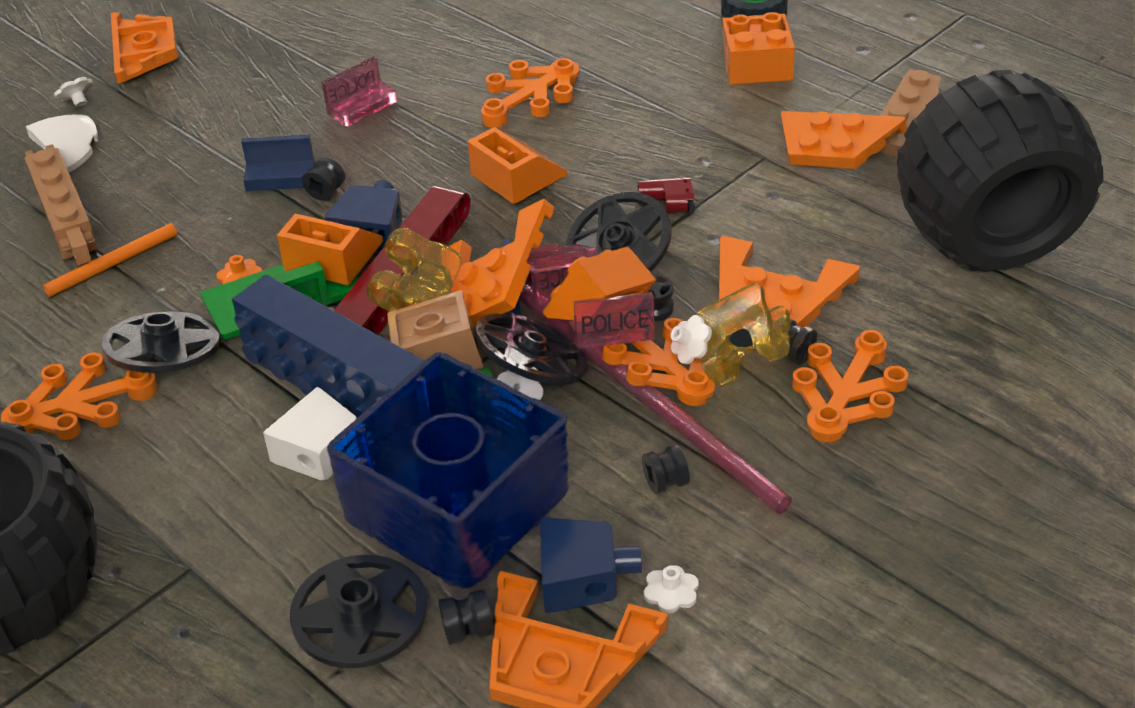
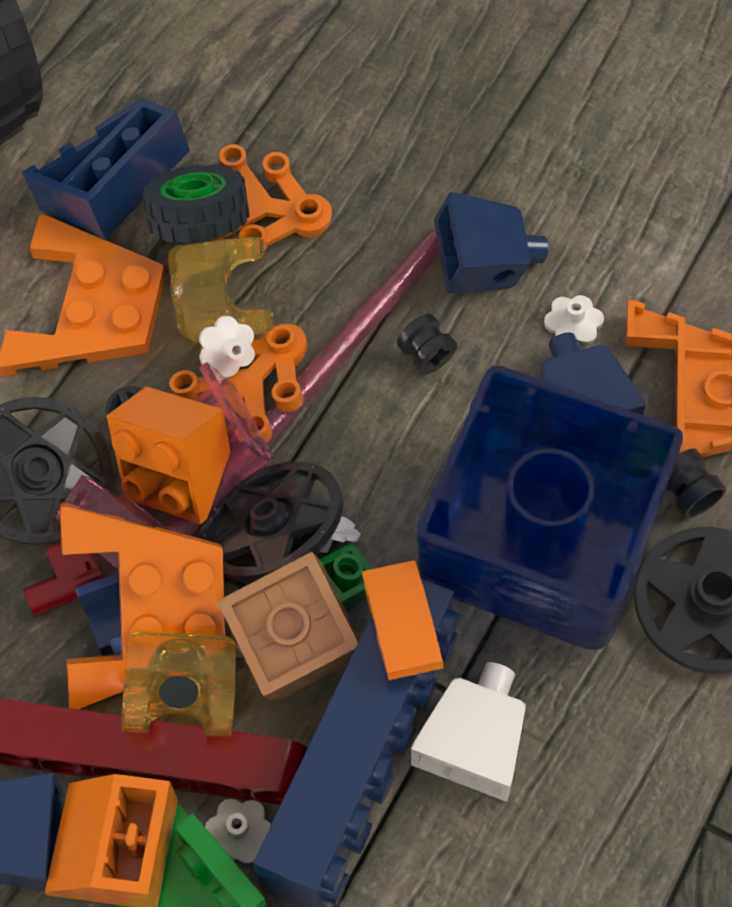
camera: 105 degrees left, 20 degrees up
(374, 350) = (402, 620): none -> orange slope
(754, 518) = (484, 244): none -> dark blue torso
(828, 326) = (196, 203): none -> black wheel
(888, 298) = (106, 174): none -> dark blue wedge

